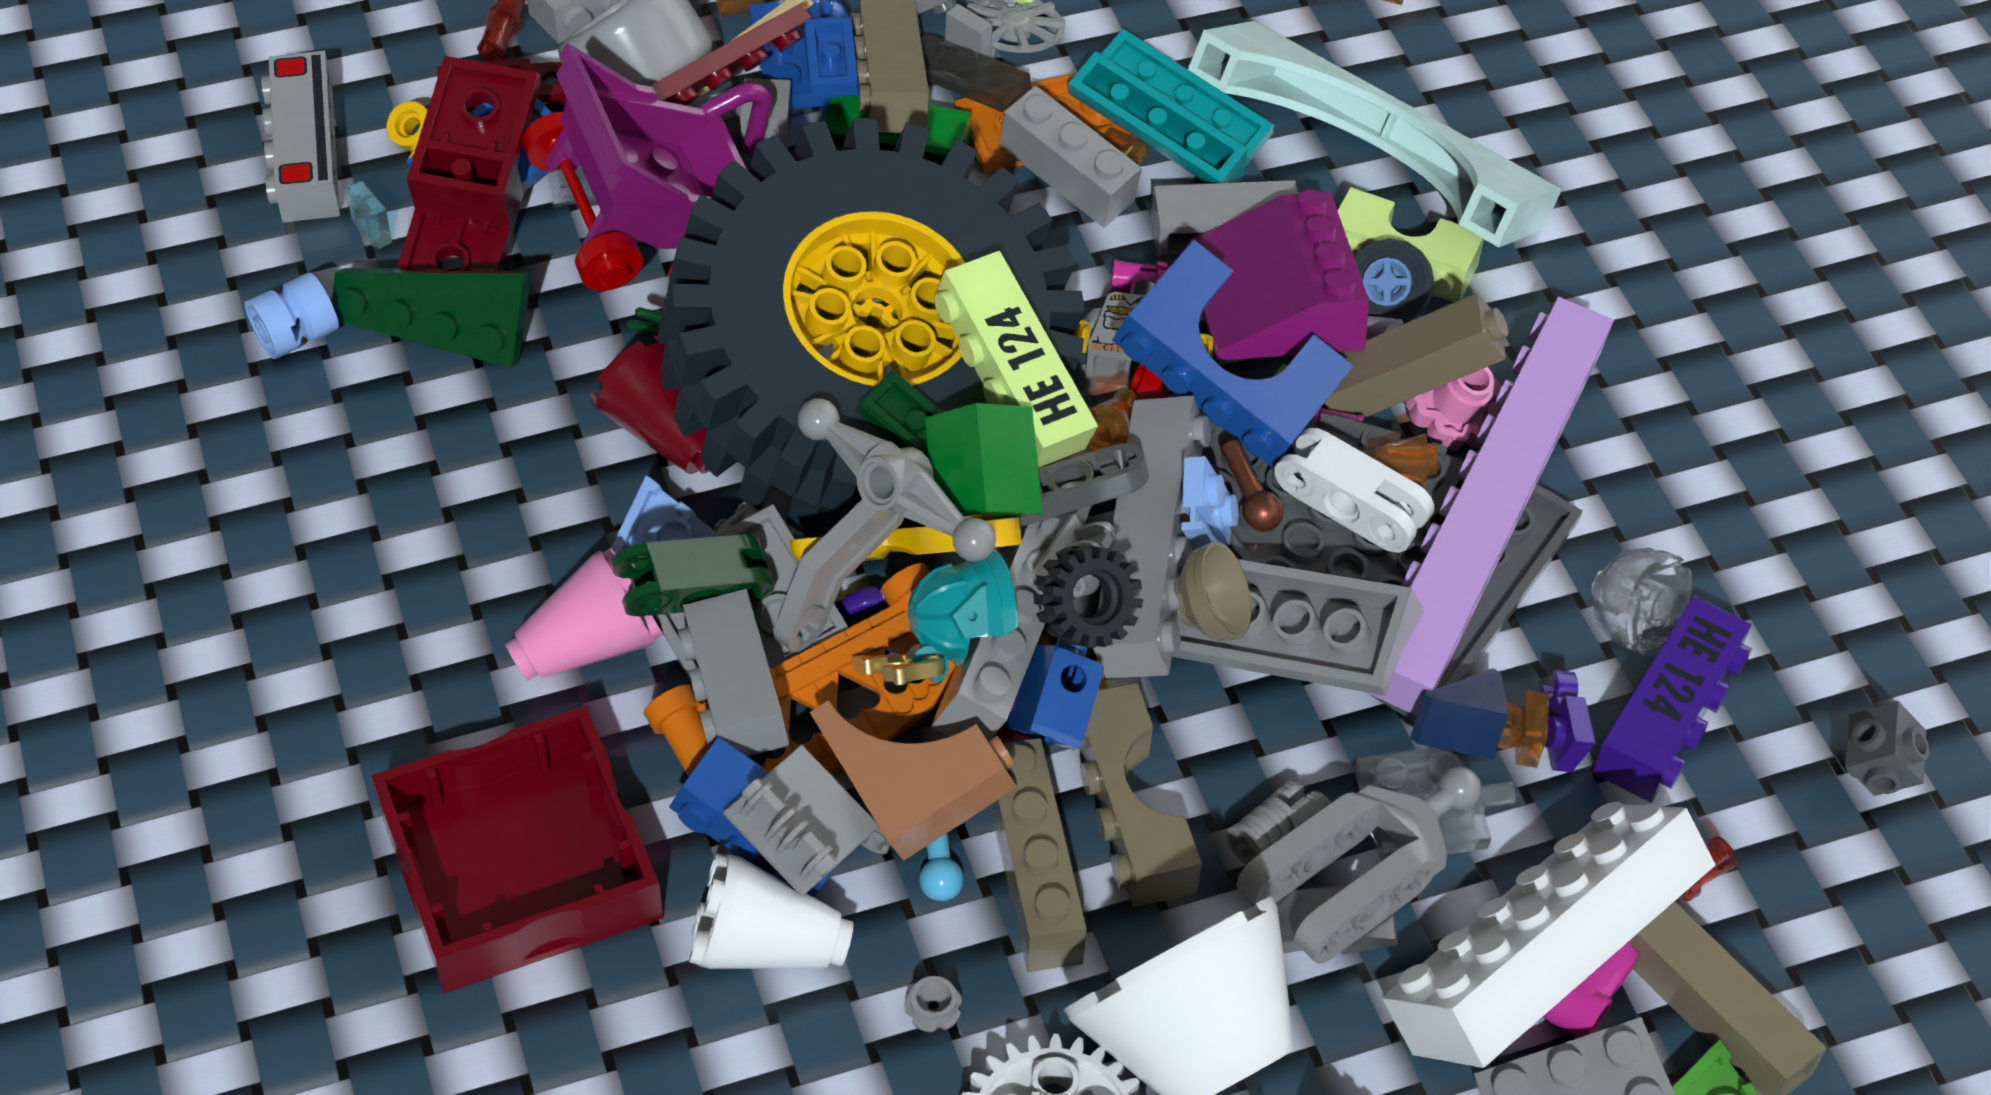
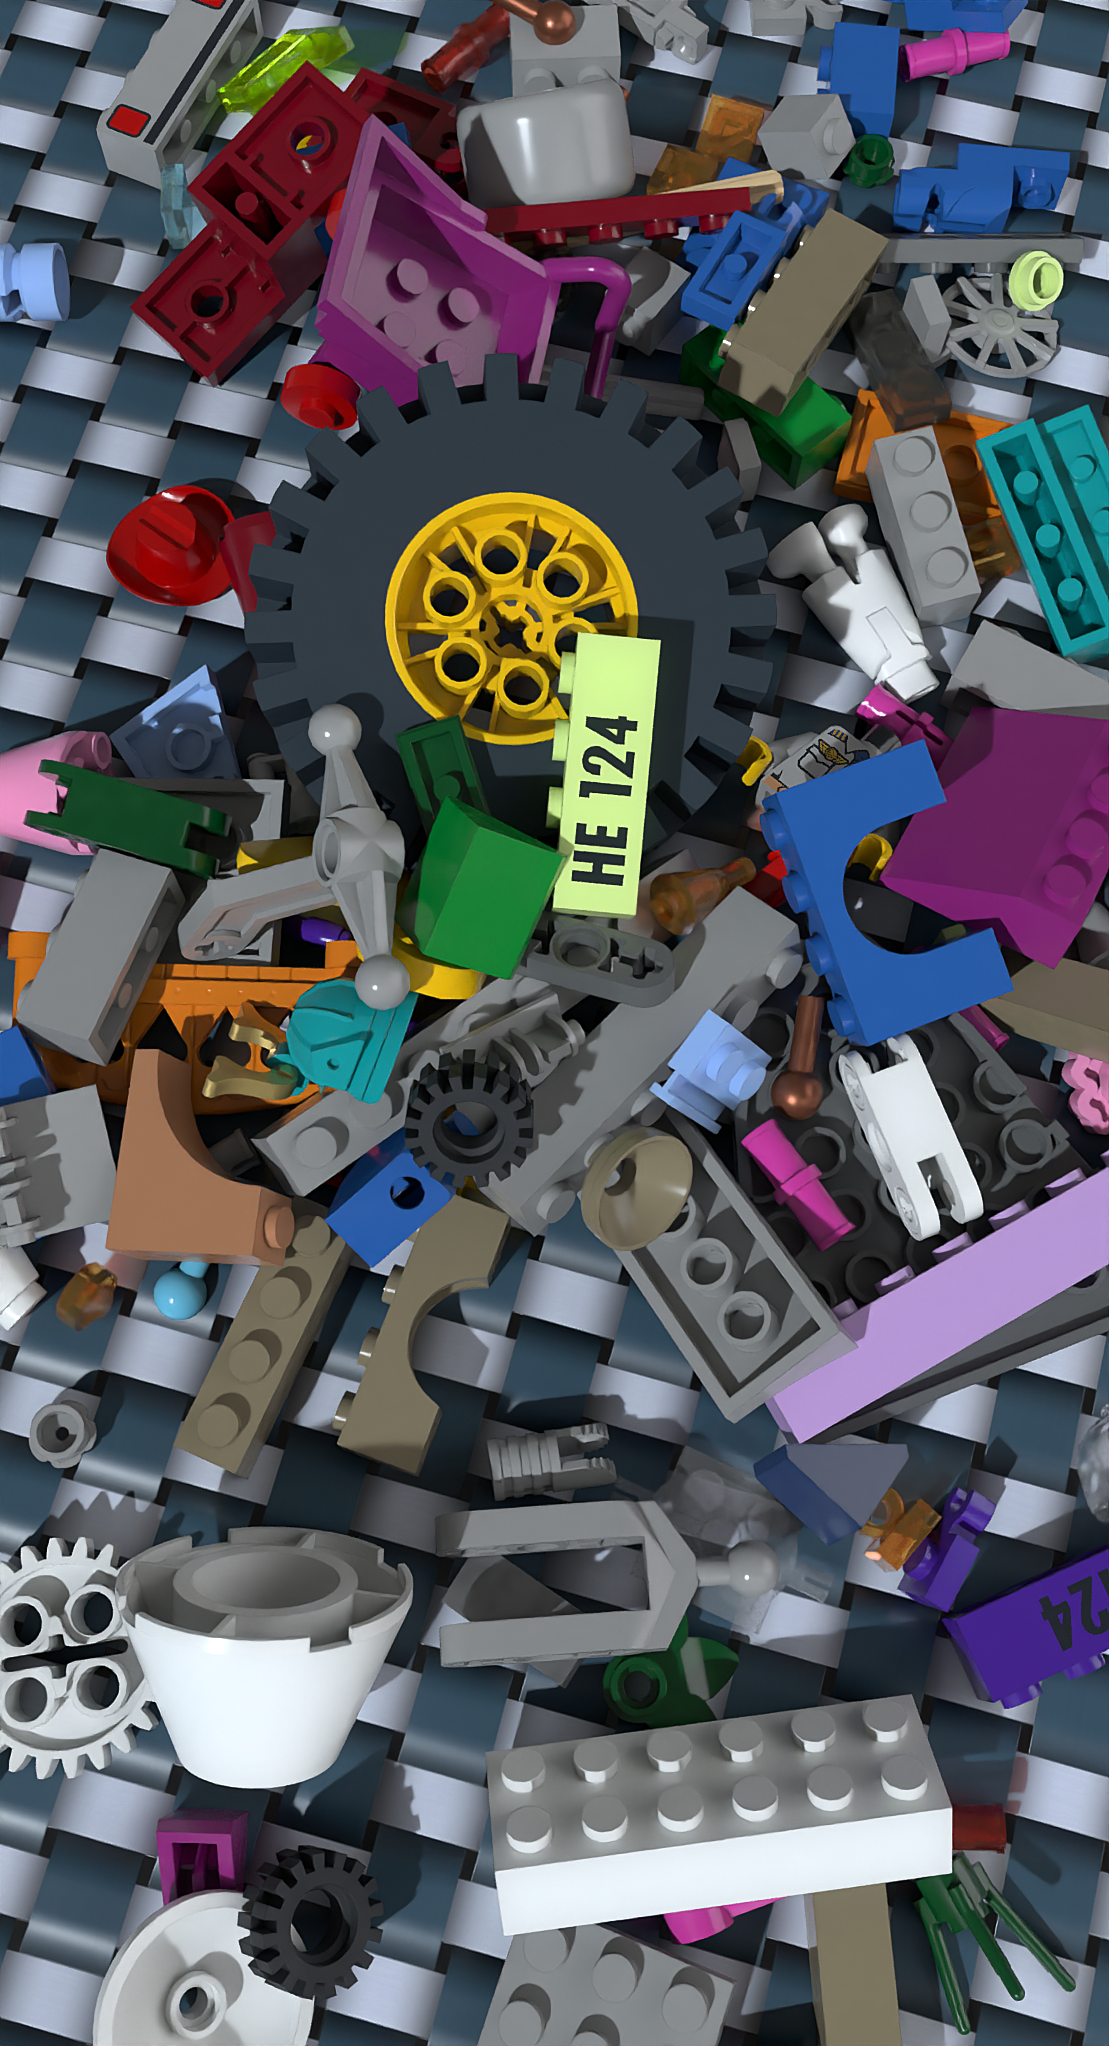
camera: 35 degrees right, 20 degrees up
(379, 89) = (272, 68): none -> clear neon green wing
(456, 311) = (164, 358): dark green wing -> none
(548, 427) = (171, 547): none -> red hat
(725, 26) = (681, 169): none -> clear orange plate
(885, 908) = (87, 1296): none -> clear orange tile
(1084, 226) = (860, 604): none -> white piece
(1304, 555) = (797, 1185): none -> dark pink pin
(1408, 457) = (999, 1131): clear orange cone -> none
(1454, 896) = (679, 1681): none -> dark green plate
(1731, 906) = (960, 1903): none -> dark green plant

